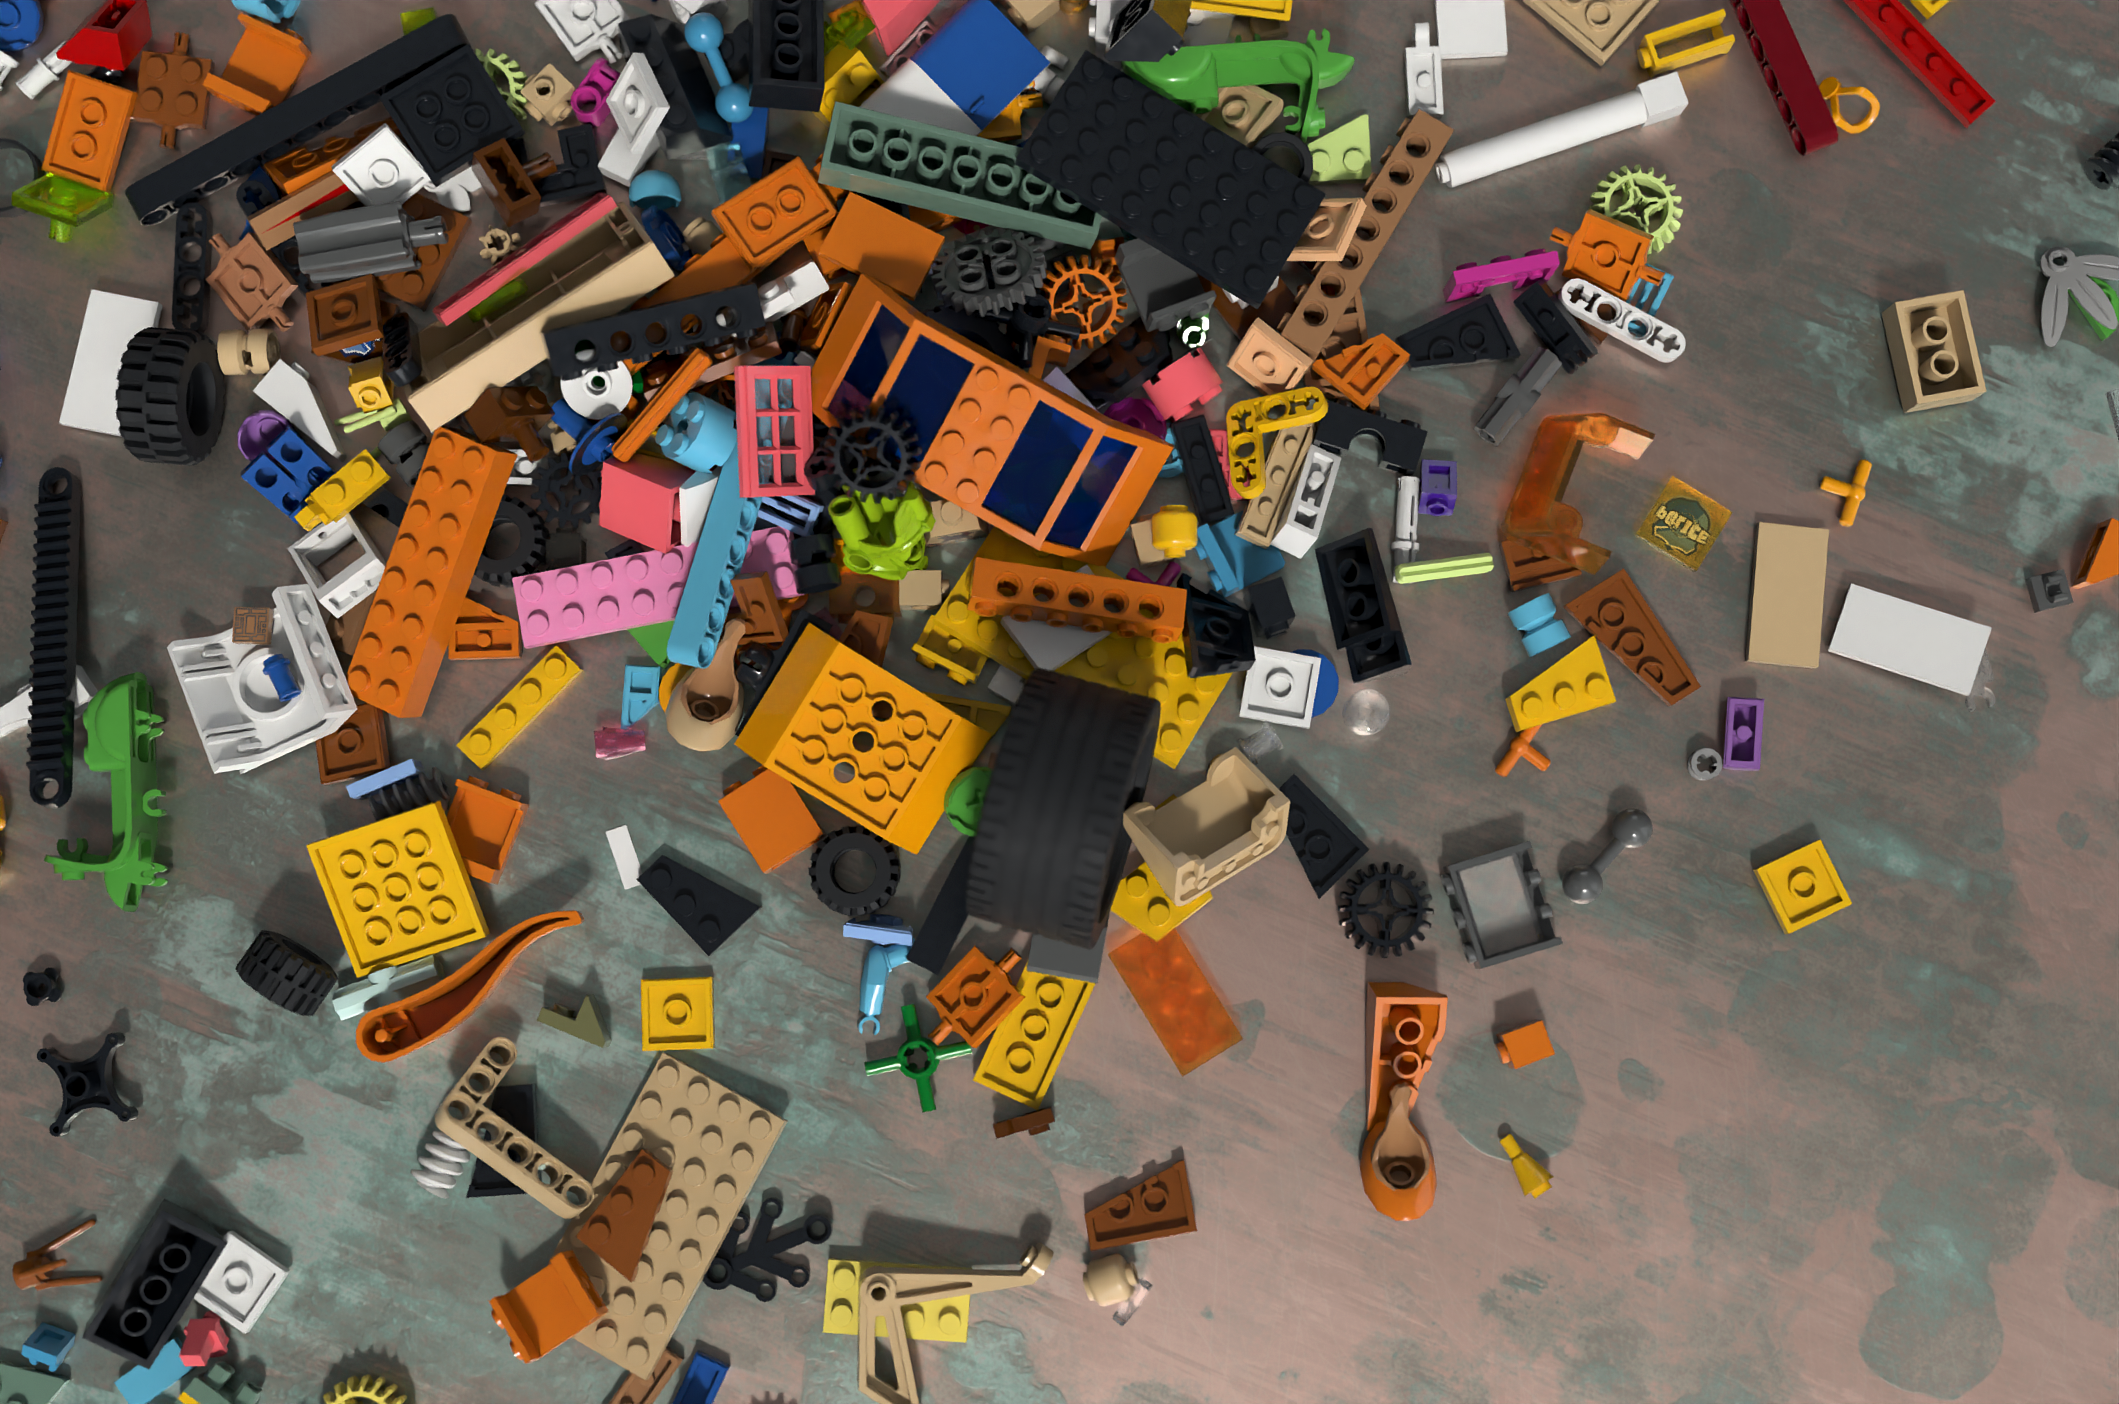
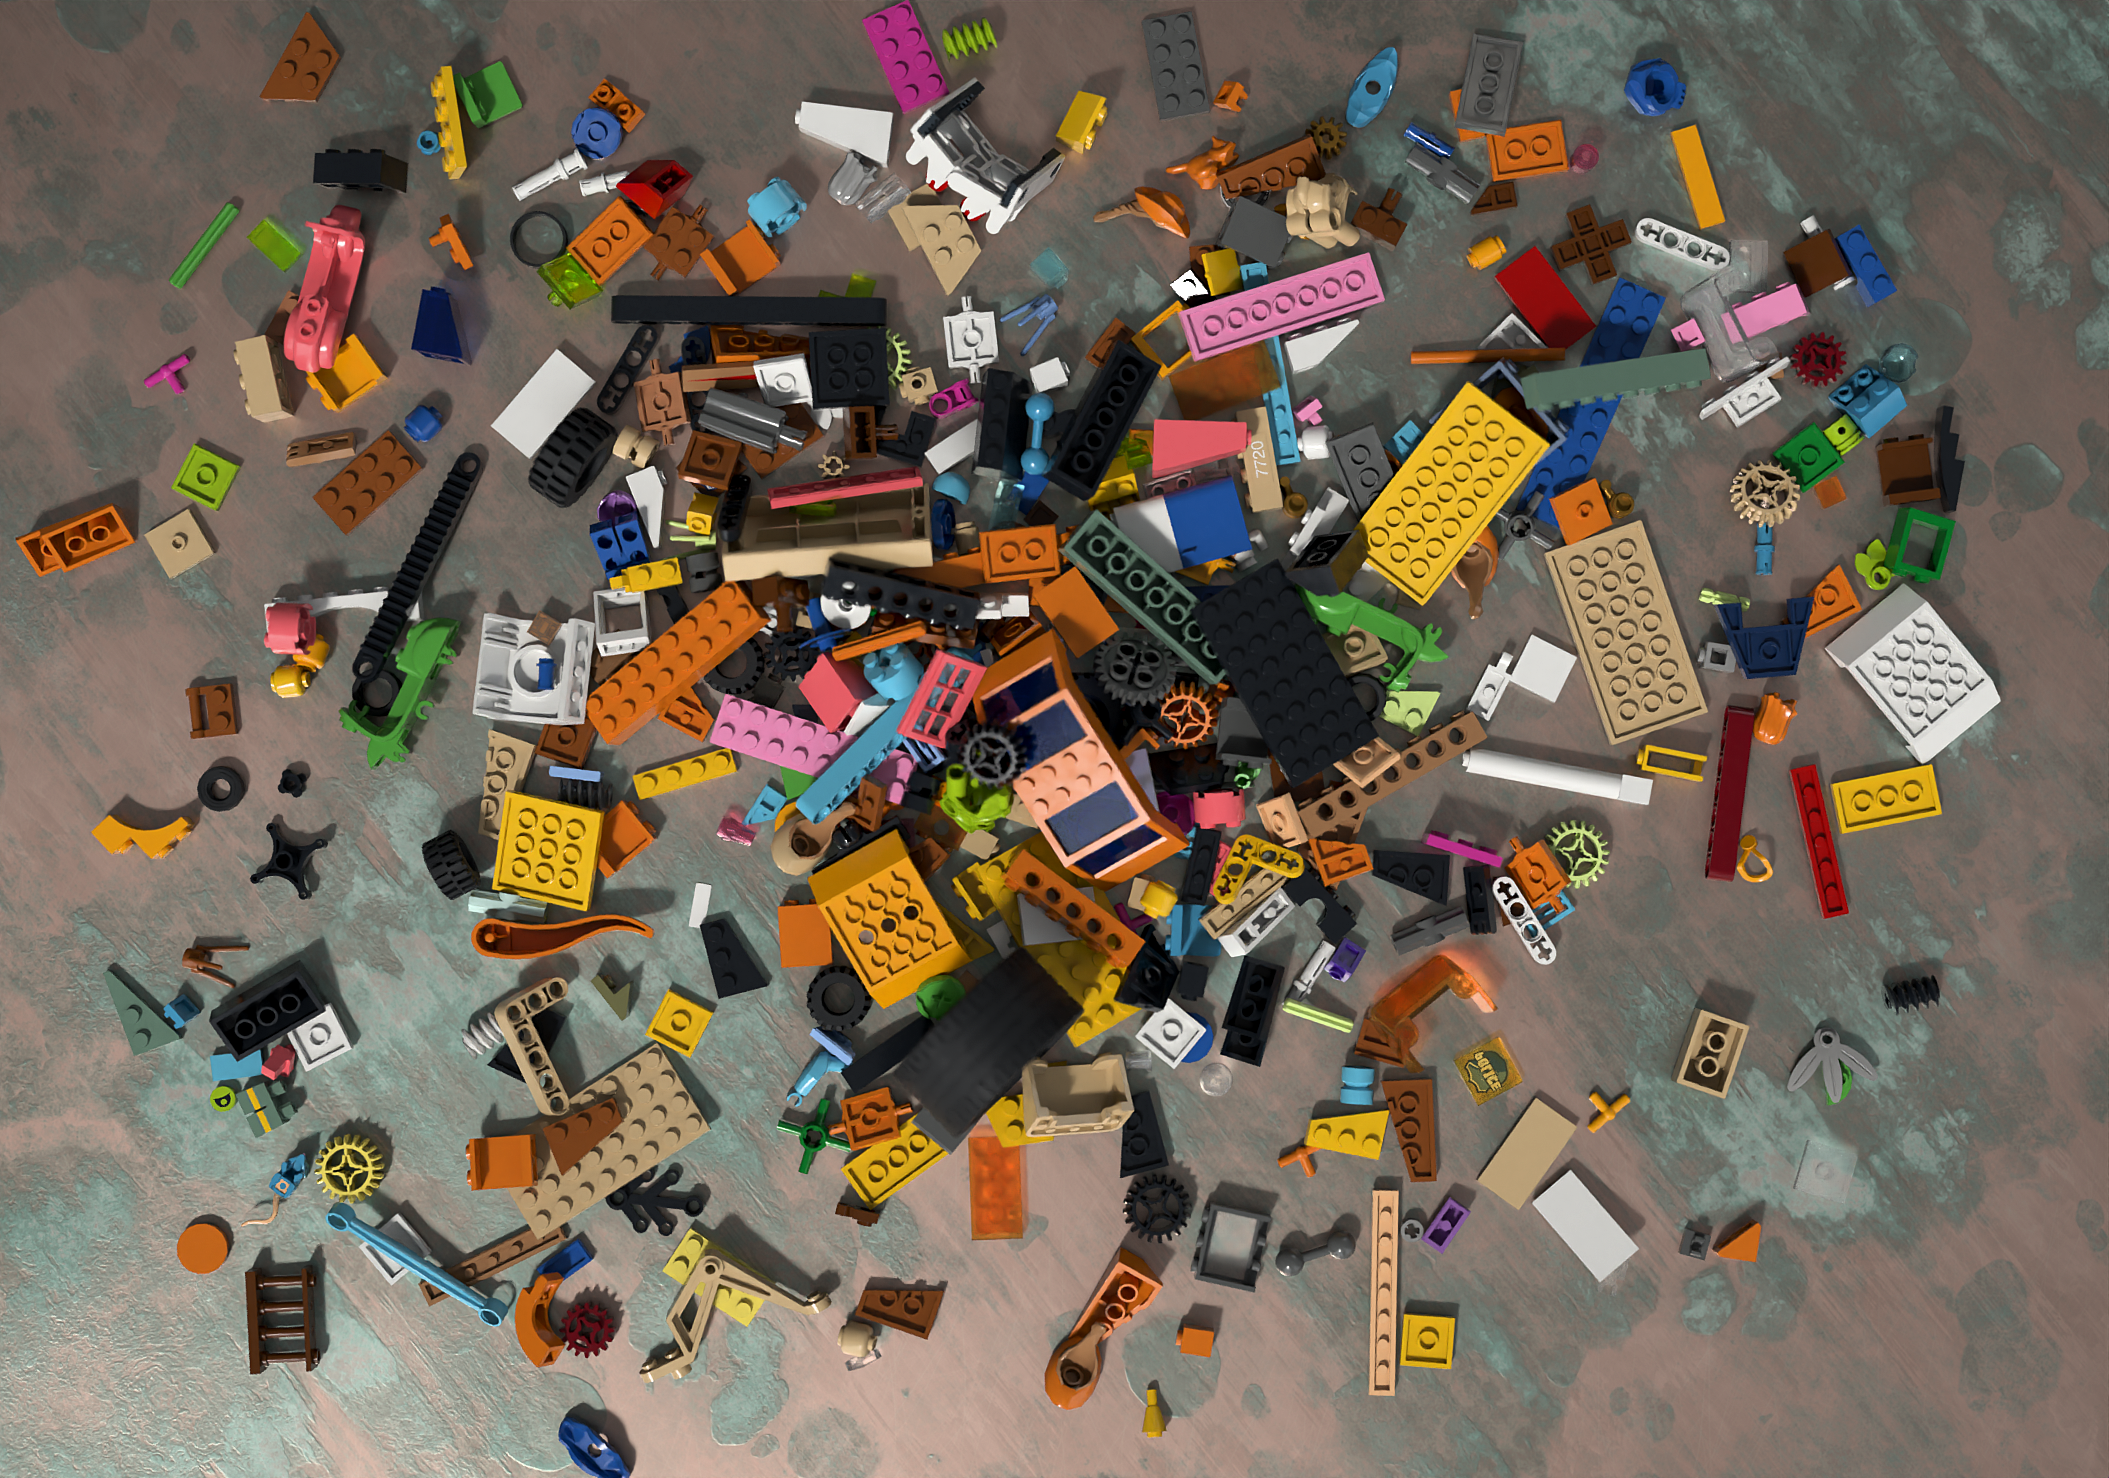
camera: 30 degrees right, 5 degrees up
(62, 817) = (357, 693): none -> black tyre
(297, 816) = (506, 770): none -> tan wing
(637, 103) = (971, 430): white tile -> none
(1716, 858) = (1383, 1292): none -> light nougat plate

